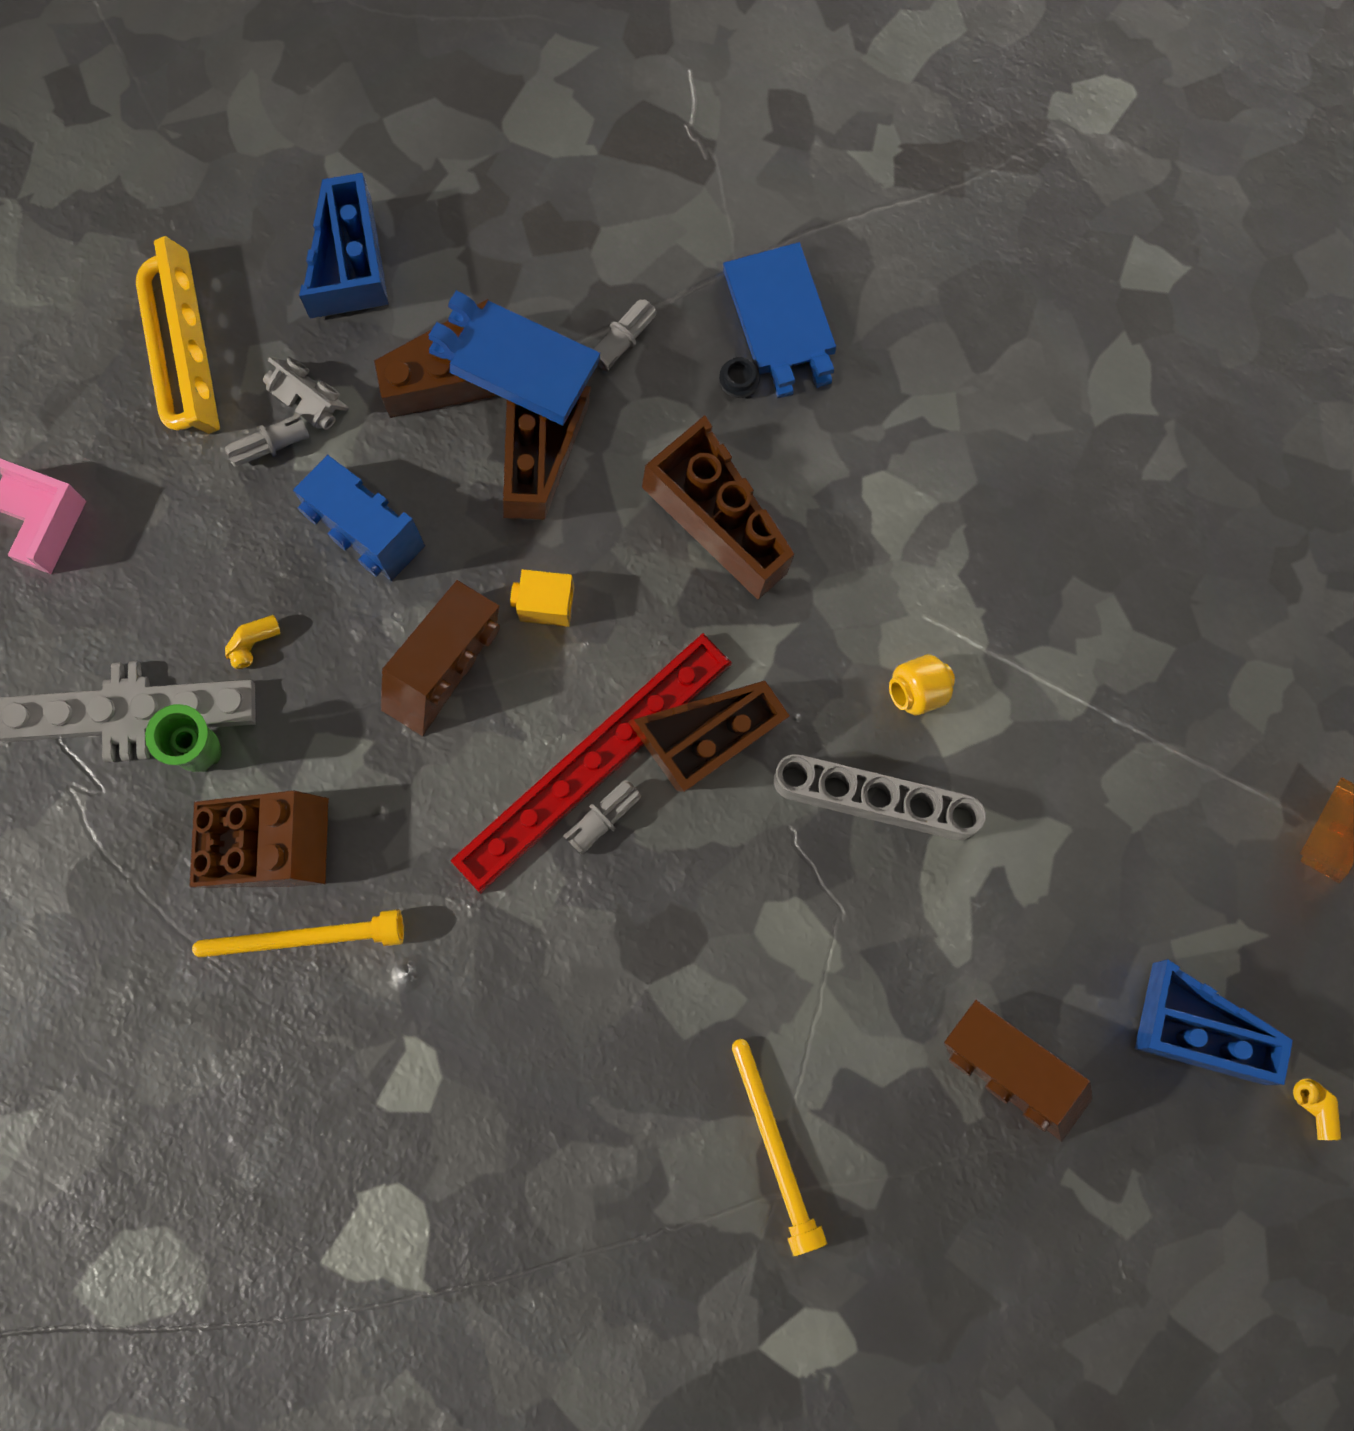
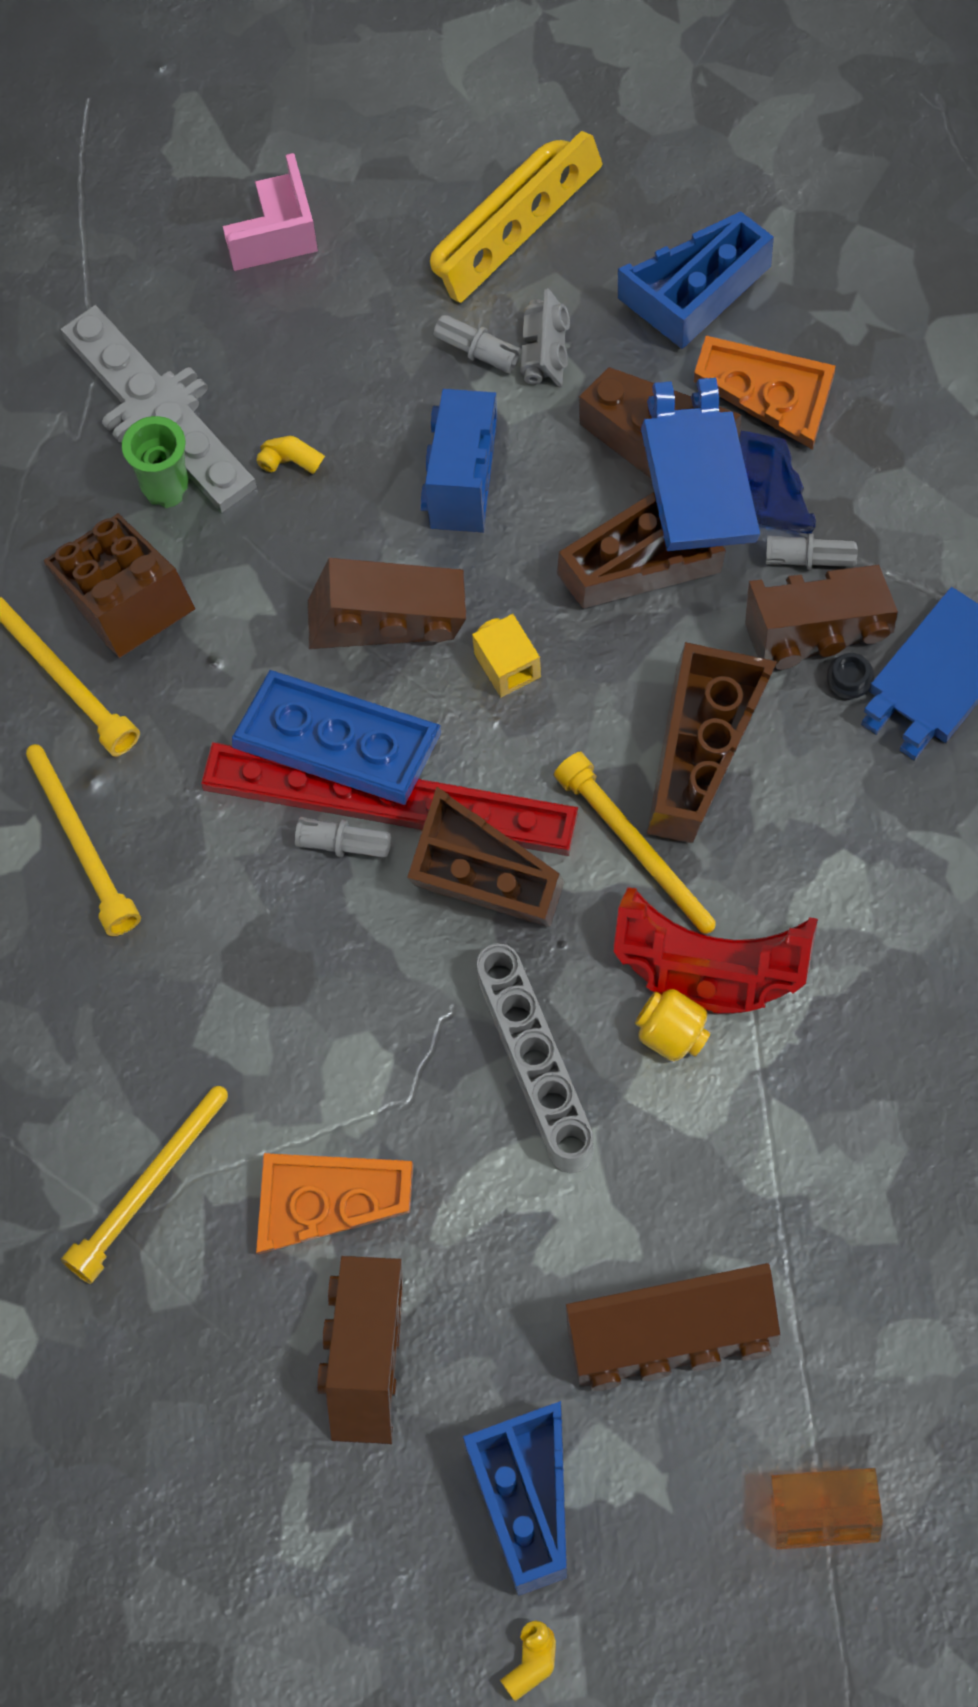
camera: 60 degrees right, 10 degrees down
(473, 263) = (769, 385): none -> orange wing
(516, 765) = (336, 736): none -> blue tile
(534, 1026) = (116, 911): none -> yellow piece
(555, 314) = (775, 483): none -> clear blue wing
(680, 615) = (578, 775): none -> yellow piece
(683, 364) = (819, 615): none -> reddish brown wedge
(877, 1020) = (327, 1195): none -> orange wing
(898, 624) = (708, 969): none -> red windscreen
(1151, 842) = (673, 1327): none -> reddish brown slope

